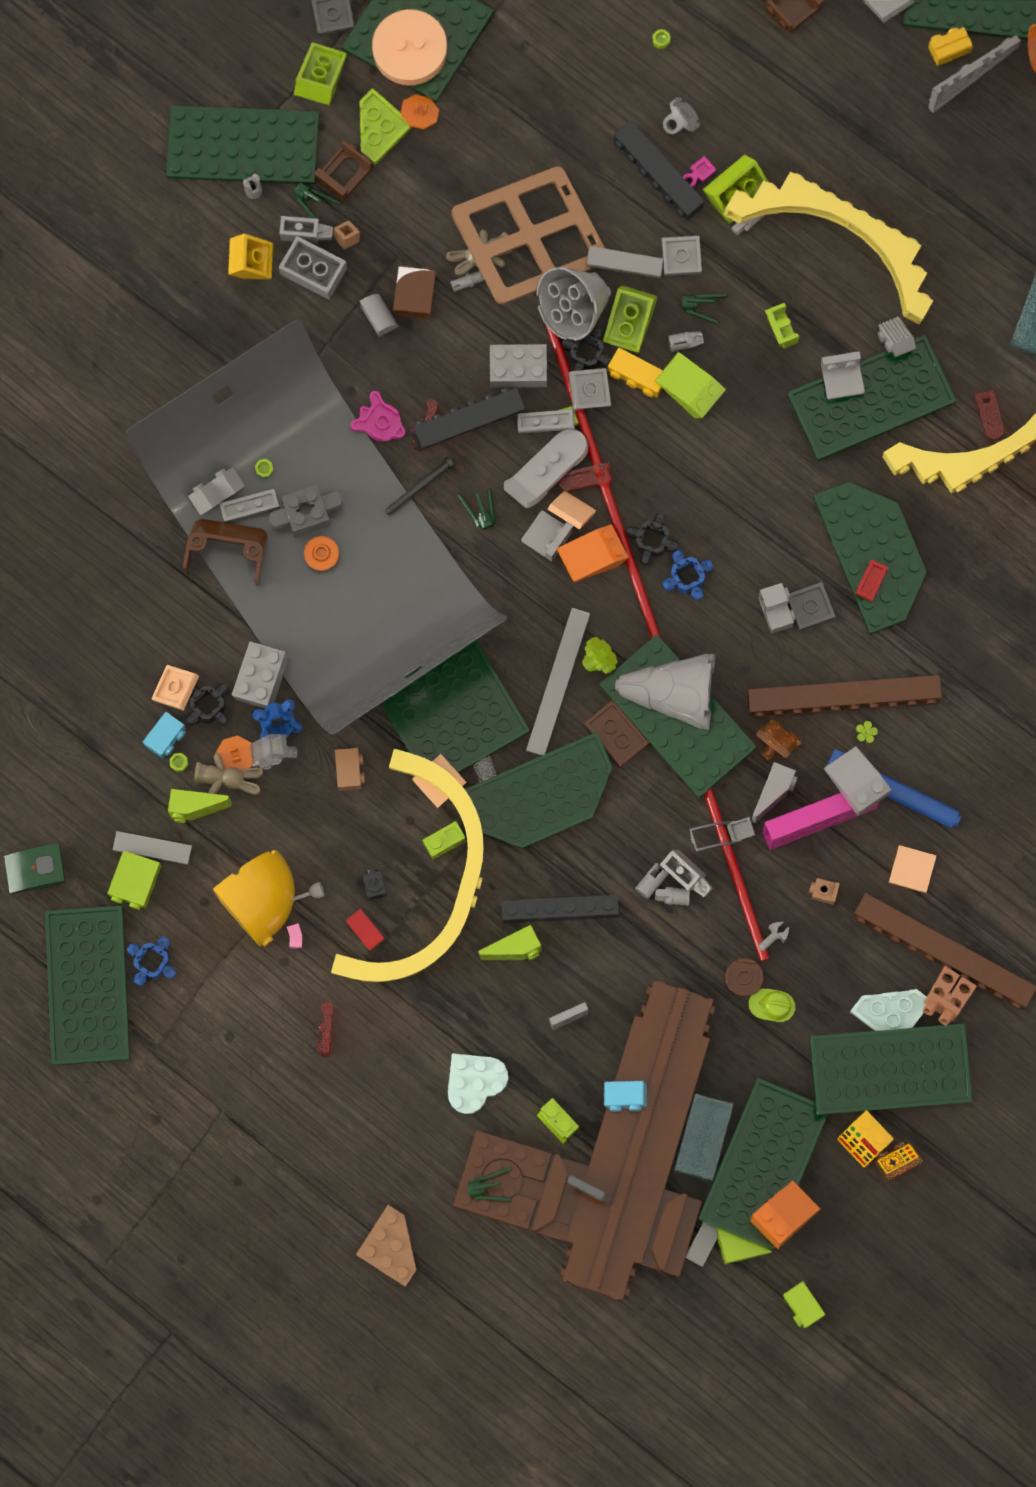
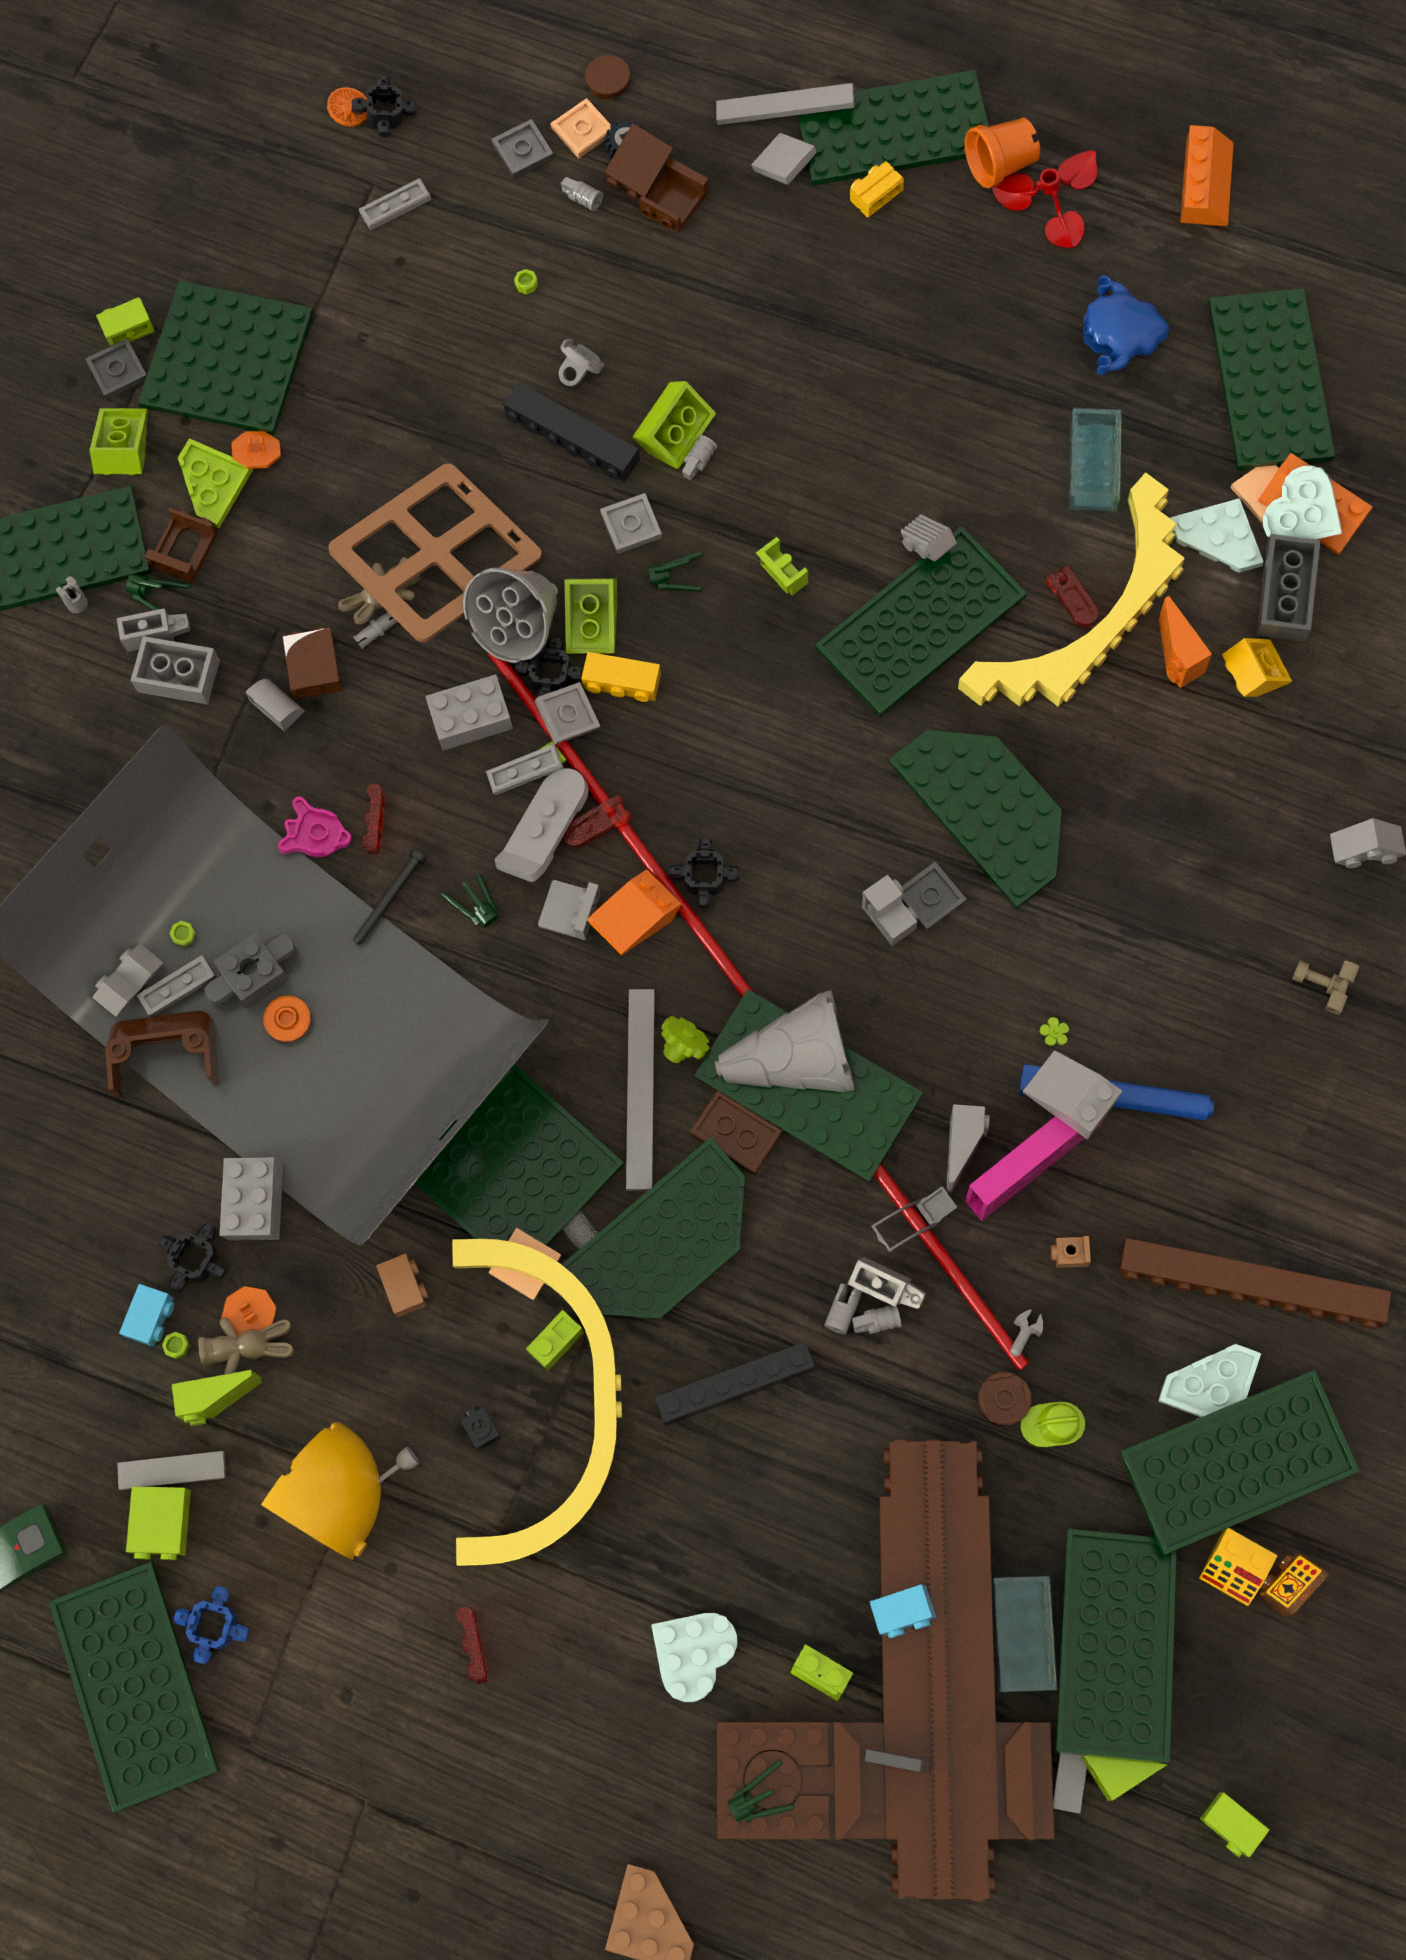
camera: 15 degrees left, 5 degrees down
(175, 687) = (143, 1248): light nougat tile -> none
(250, 257) = (93, 682): yellow slope -> none
(271, 751) = (292, 1292): clear brick -> none
(275, 711) = (282, 1238): blue piece -> none
(296, 937) = (396, 1530): bright pink piece -> none
(346, 234) = (206, 619): medium nougat plate -> none
(365, 930) = (485, 1492): red tile -> none
(409, 47) = (220, 376): light nougat brick -> none
(467, 419) = (423, 795): black brick -> none
(516, 946) = (695, 1451): lime slope -> none
(568, 1016) = (792, 1524): light grey tile -> none
(572, 510) = (591, 867): light nougat tile -> none
(624, 262) = (563, 550): light grey tile -> none
(681, 562) = (750, 892): blue piece -> none
(685, 340) = (674, 617): light grey hinge -> none
(690, 386) = (691, 671): lime slope -> none
(700, 171) = (623, 417): dark pink plate -> none
(777, 739) = (946, 1076): clear orange plate -> none
(784, 1214) = (1170, 1708): orange slope -> none
(806, 197) = (760, 408): light yellow arch -> none
(842, 375) = (876, 601): light grey bracket -> none
(844, 695) = (1011, 994): reddish brown brick -> none
(871, 580) = (997, 840): red tile -> none
(912, 869) = (1173, 1188): light nougat tile -> none
(945, 1002) = (1280, 1340): nougat hips -> none
(970, 73) = (902, 221): light grey wing -> none

